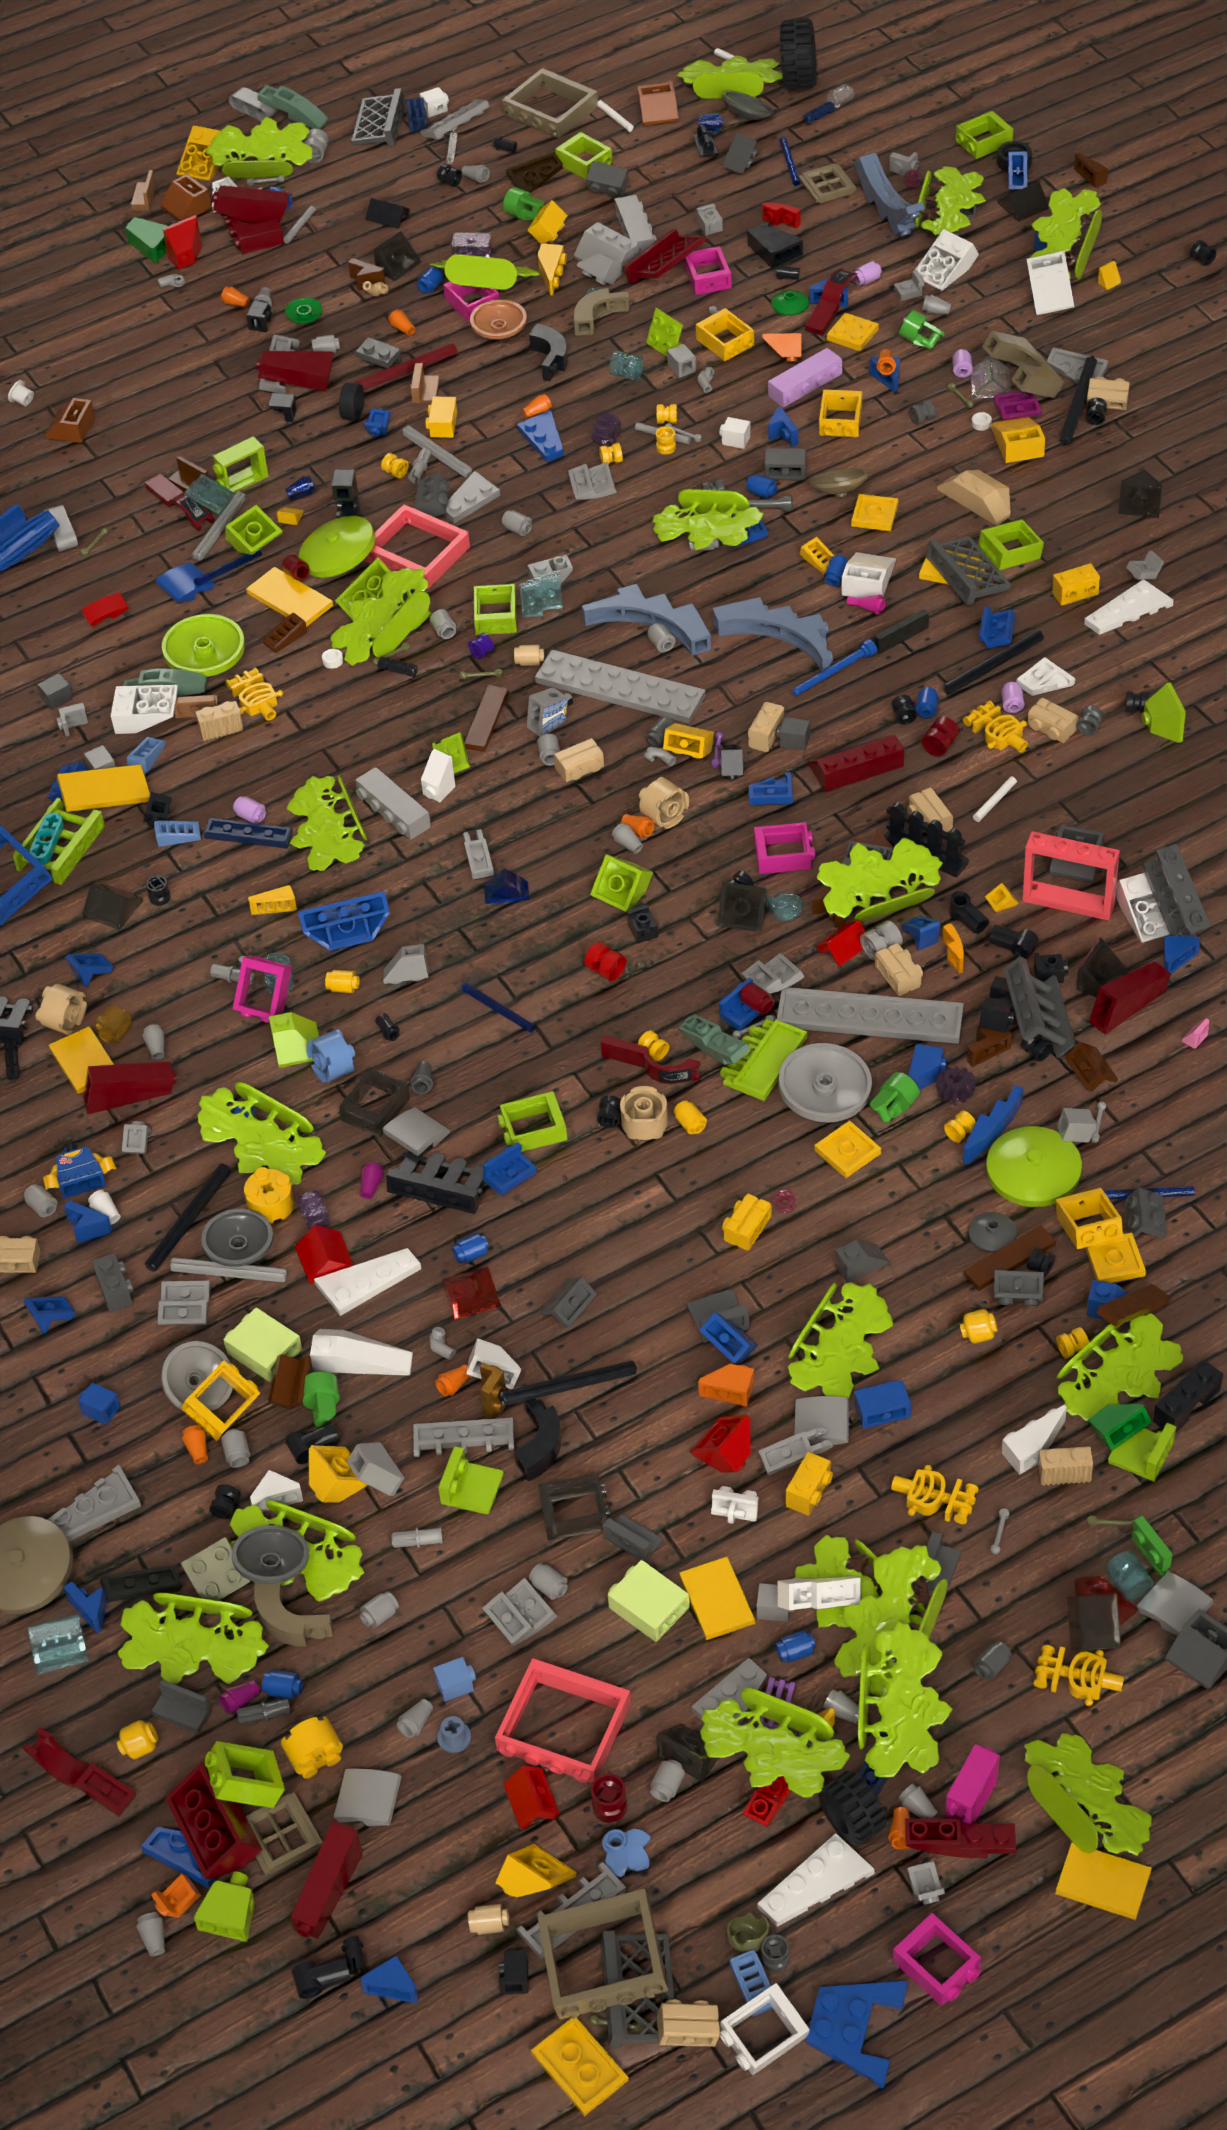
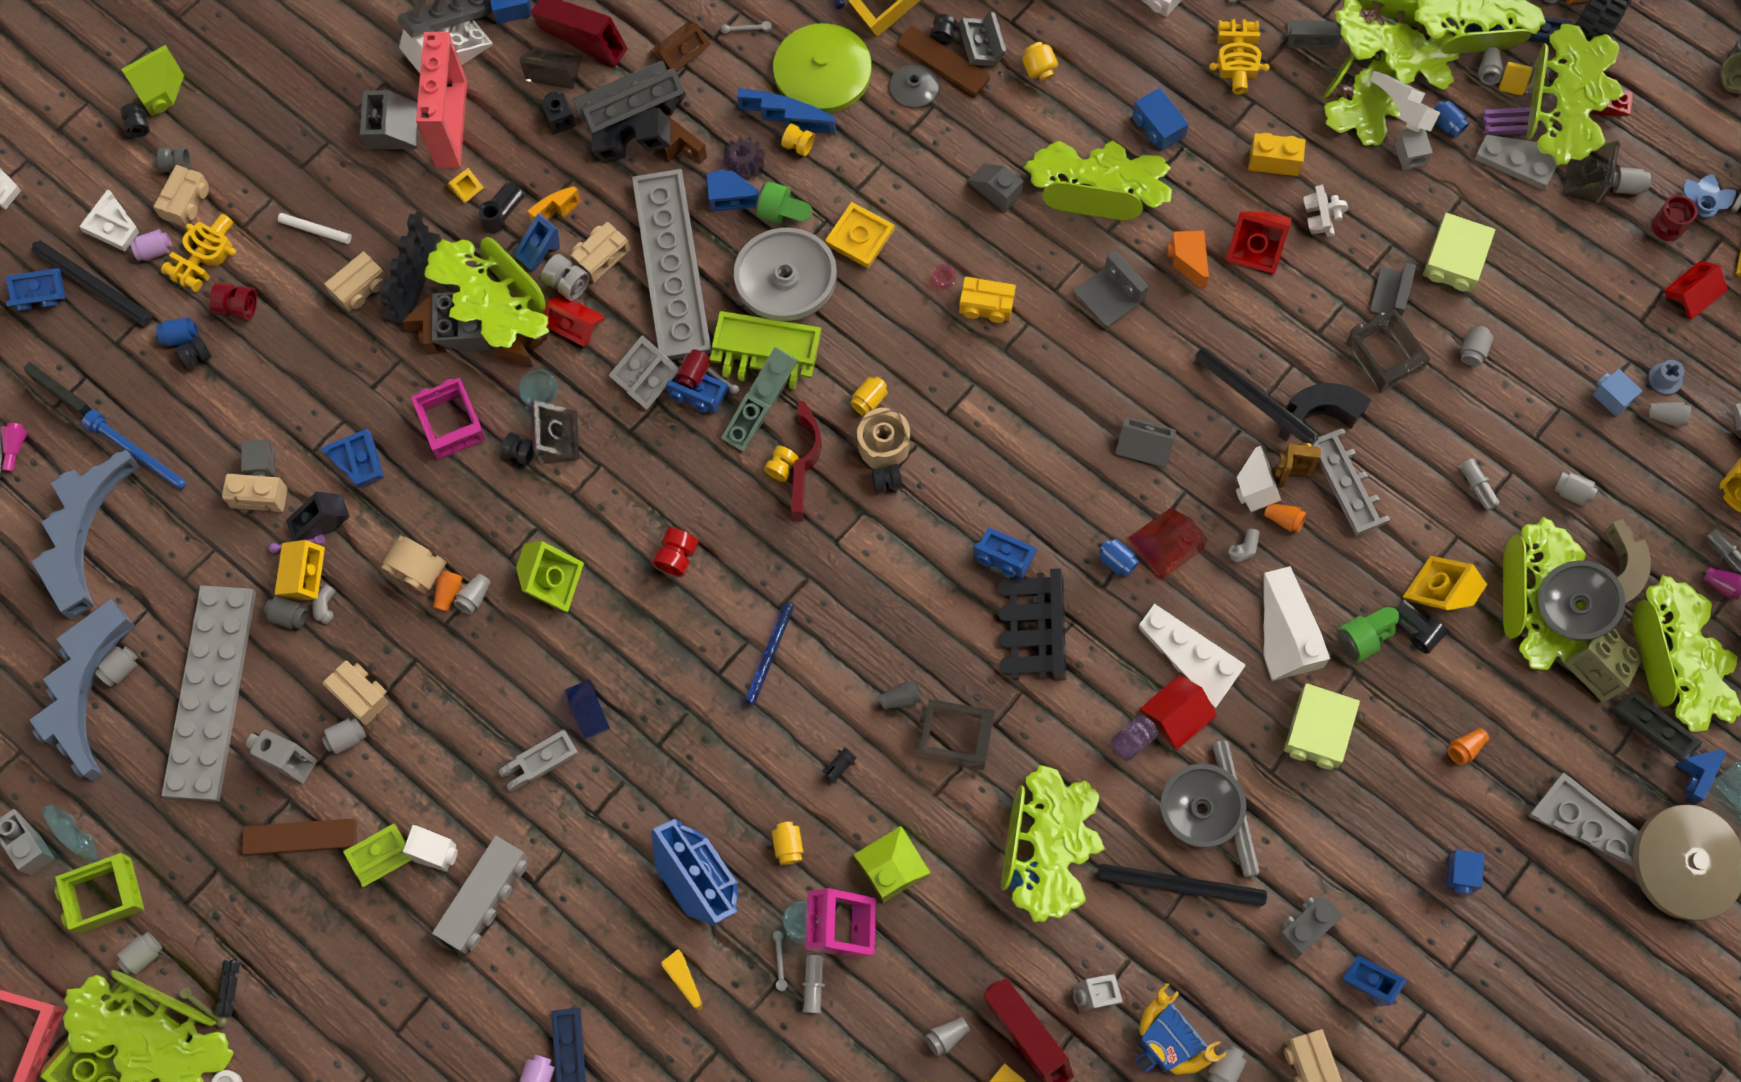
camera: 110 degrees left, 20 degrees up
(87, 1222) = (1236, 990): blue slope -> none
(102, 1202) = (1205, 988): white cone -> none
(184, 1303) = (1297, 838): light grey slope -> none
(194, 1361) = (1399, 771): light grey dish -> none
(204, 1416) = (1419, 717): yellow window -> none
(224, 1503) = (1524, 685): black wheel -> none
(235, 1448) = (1456, 701): light grey brick -> none
(269, 1194) = (1142, 790): yellow brick -> none
(277, 1489) = (1492, 639): white slope -> none
(282, 1684) = (1695, 546): blue brick -> none
(288, 1381) = (1361, 672): reddish brown panel -> none
(325, 826) = (541, 970): lime plant -> none
(330, 1056) = (913, 803): medium blue brick -> none
(370, 1179) = (1061, 698): magenta cone -> none
(375, 1467) = (1424, 549): light grey slope -> none
(407, 965) = (746, 773): light grey slope -> none
(415, 1131) = (978, 675): light grey slope -> none
(469, 1484) = (1401, 454): lime bracket -> none
(480, 645) = (172, 888): dark purple wheel -> none
(497, 673) = (213, 853): olive hinge -> none
(519, 1612) = (1516, 364): light grey slope -> none
(528, 655) = (179, 819): tan brick -> none
(531, 1107) = (915, 530): lime window -> none
(575, 1684) = (1614, 241): coral window -> none
(642, 924) = (605, 541): black brick -> none
(717, 1598) = (1424, 201): yellow tile -> none
(728, 1338) = (1150, 259): blue slope -> none
(793, 1450) = (1245, 175): light grey hinge -> none
(819, 1876) = (1657, 43): white wing -> none
(824, 1411) = (1197, 167): light grey slope -> none
(858, 762) = (285, 382): dark red slope -> none
(1019, 943) = (527, 149): black piece -> none
(1076, 1125) = (767, 35): light grey brick -> none

